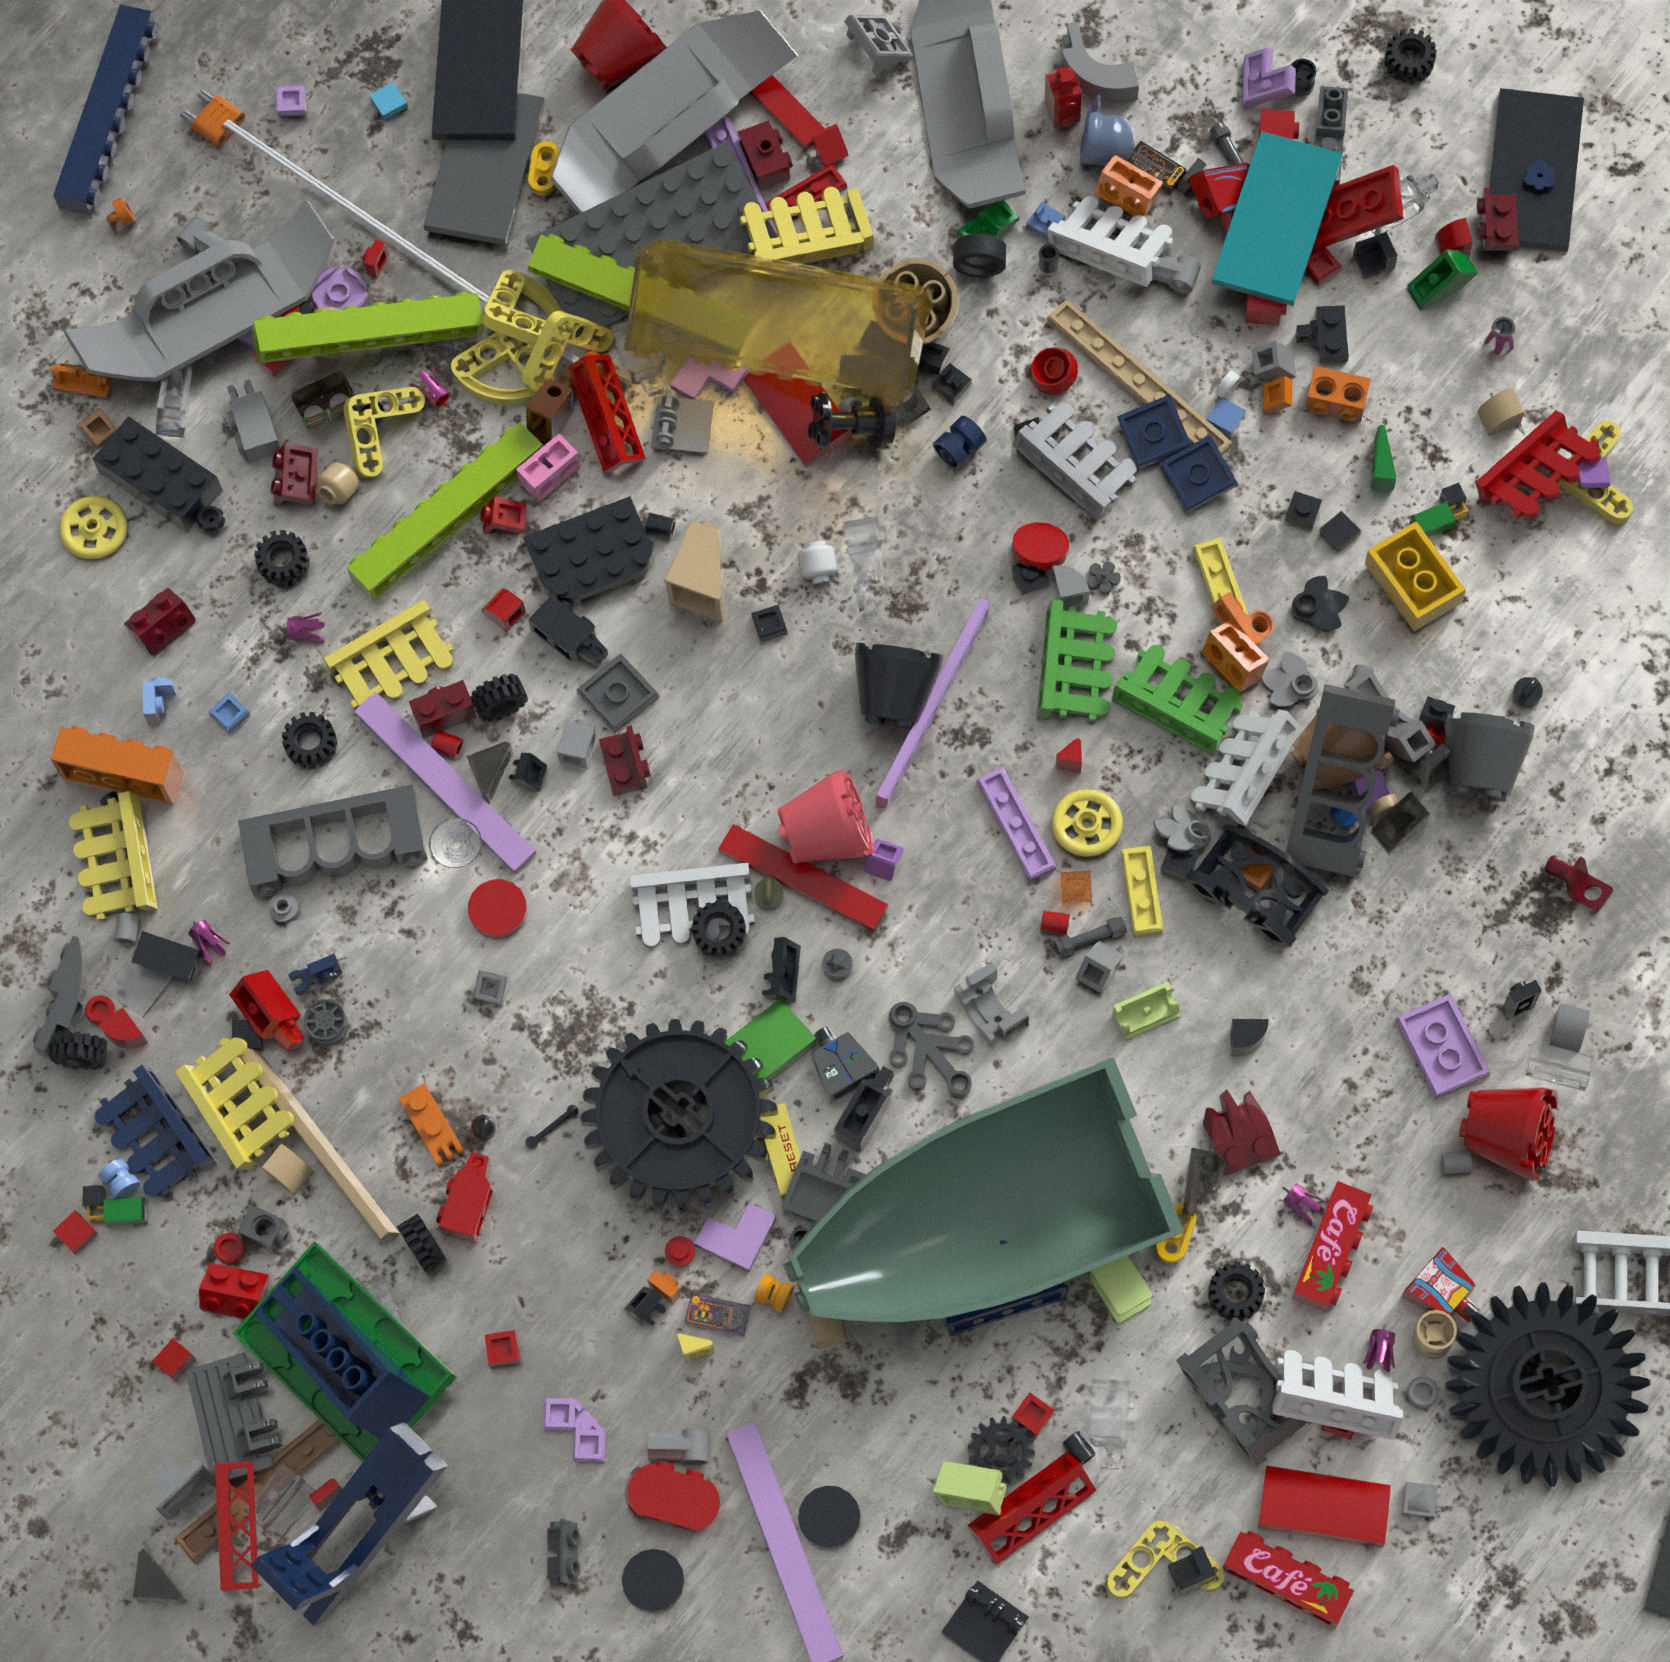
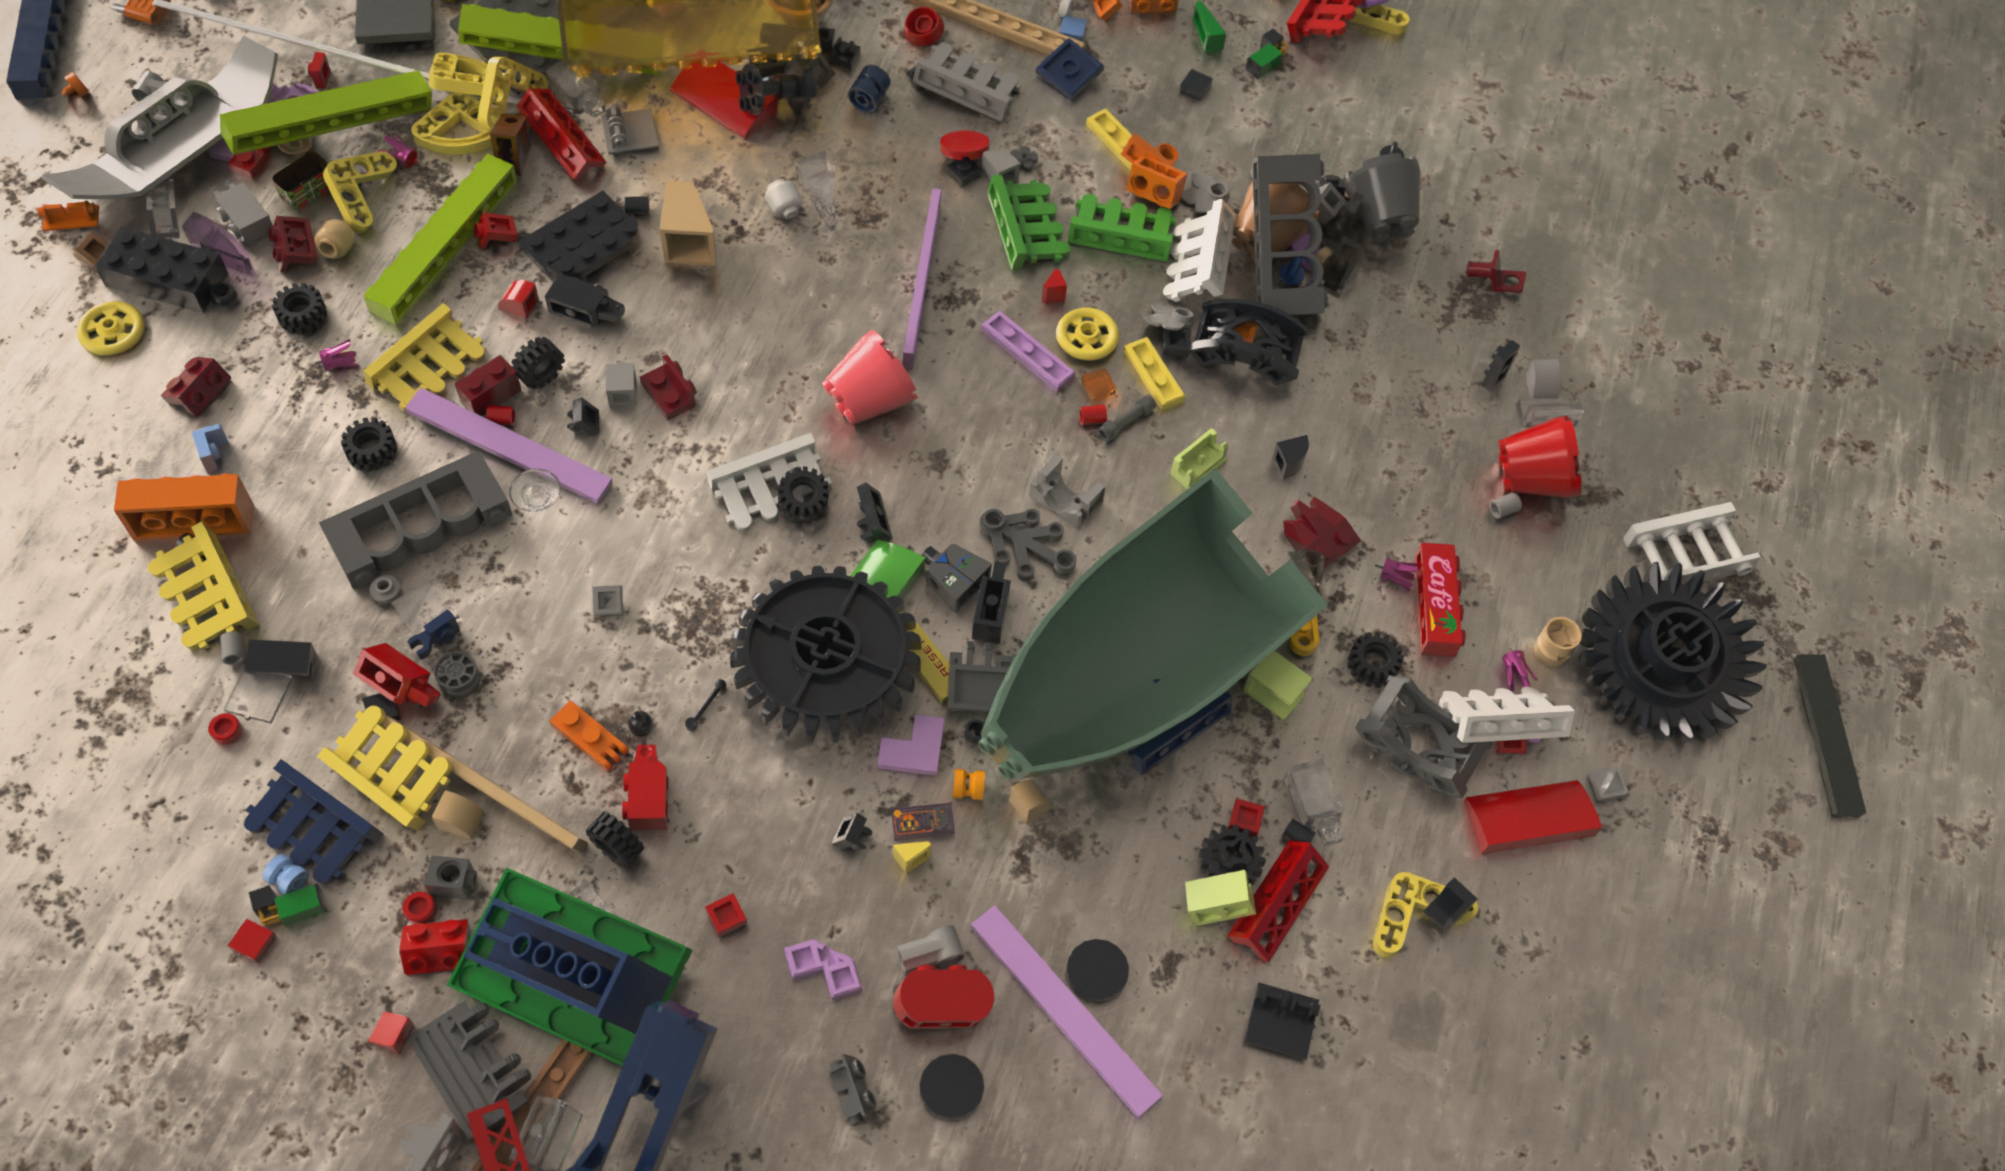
camera: 30 degrees left, 10 degrees down
(69, 988) = (188, 722): dark grey slope -> none
(78, 1050) = (210, 766): black tyre -> none
(122, 1030) = (252, 738): red brick -> none
(201, 933) = (310, 631): flat silver piece -> none
(219, 455) = (211, 236): none -> clear purple slope
(229, 713) = (284, 443): medium blue tile -> none
(325, 1494) = (592, 1111): red tile -> none
(489, 767) = (546, 422): clear smoke slope -> none
(497, 908) = (591, 535): red tile -> none
(548, 468) = (524, 182): bright pink brick -> none
(617, 693) = (643, 339): dark grey tile -> none
(665, 1286) = (866, 807): orange plate -> none
(680, 1251) = (866, 776): red plate -> none
(694, 377) = (637, 85): lavender tile -> none
(768, 893) = (836, 458): olive tile -> none
(769, 623) = (758, 255): black tile -> none
(803, 878) = (863, 438): red tile -> none
(837, 964) = (918, 497): dark grey tile -> none
(884, 860) = (926, 407): medium lavender slope -> none
(894, 683) = (885, 261): black cone -> none
(1099, 966) = (1145, 438): light grey brick -> none
(1154, 431) = (1021, 48): dark blue tile -> none
(1288, 1579) = (1534, 887): red brick -> none
(1303, 510) = (1161, 76): black plate -> none
(1324, 604) = (1203, 136): black plate -> none
(1415, 576) = (1271, 95): yellow brick -> none
(1422, 1393) = (1566, 694): light grey tile -> none
(1442, 1287) = (1541, 601): torso -> none
(1443, 1046) = (1450, 423): lavender tile -> none

